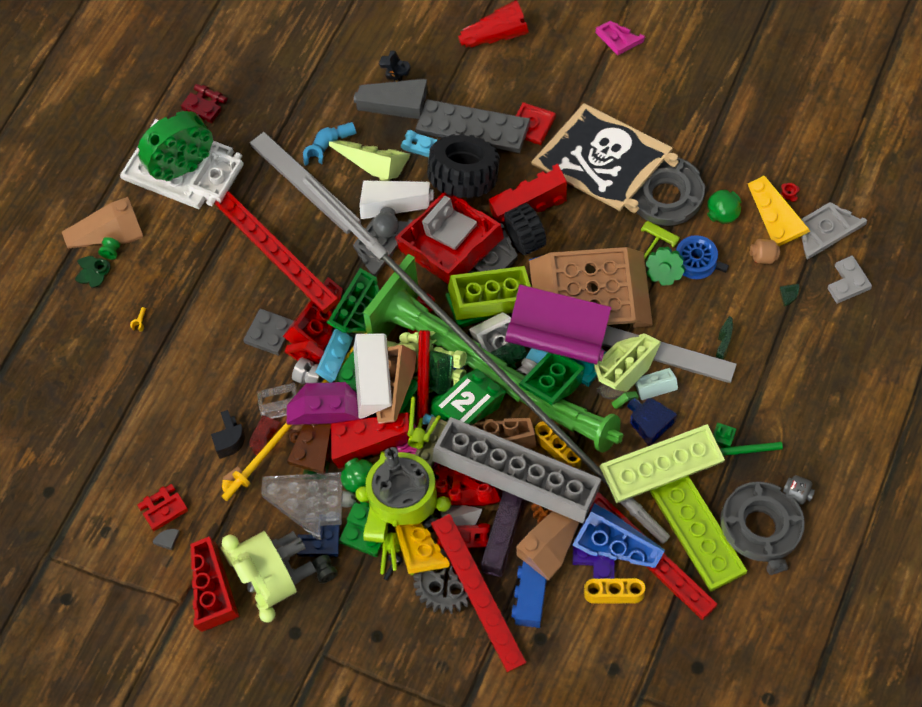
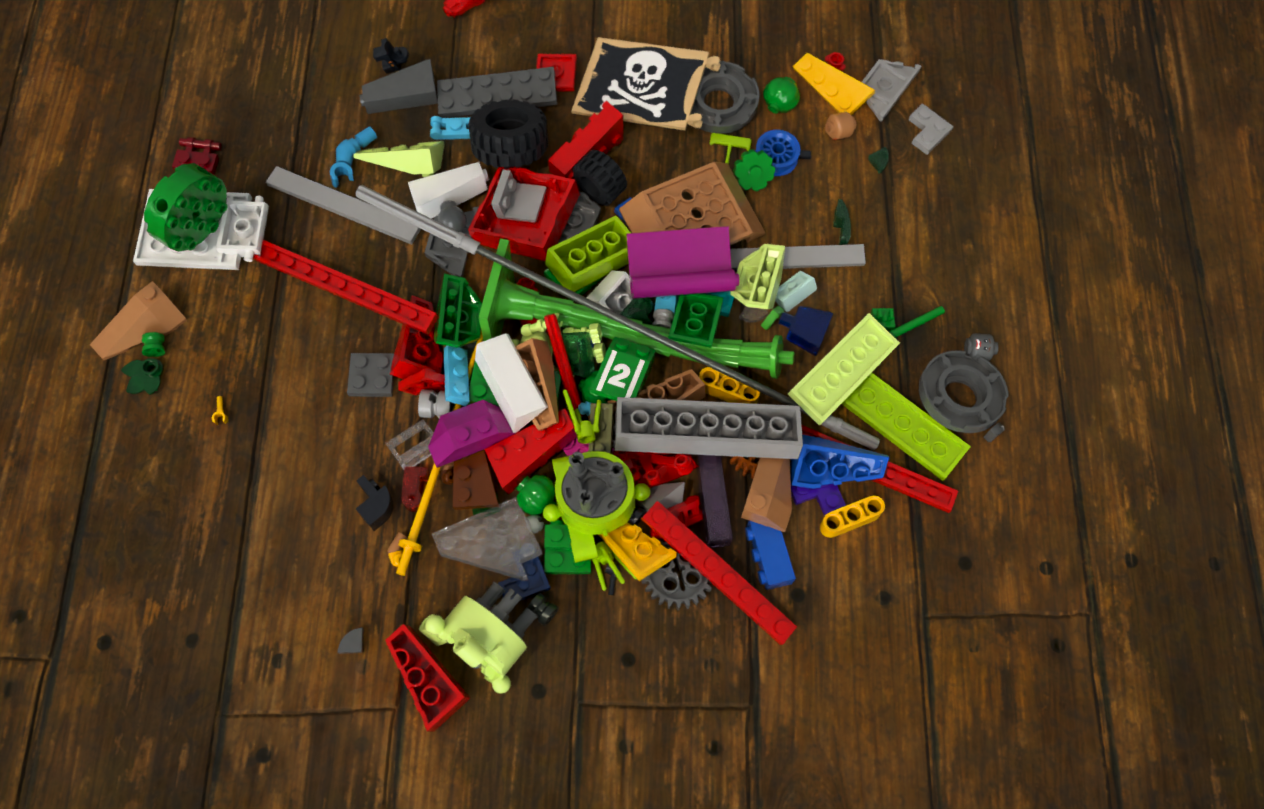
camera: 30 degrees left, 5 degrees up
(164, 512) = (338, 611): red plate -> none

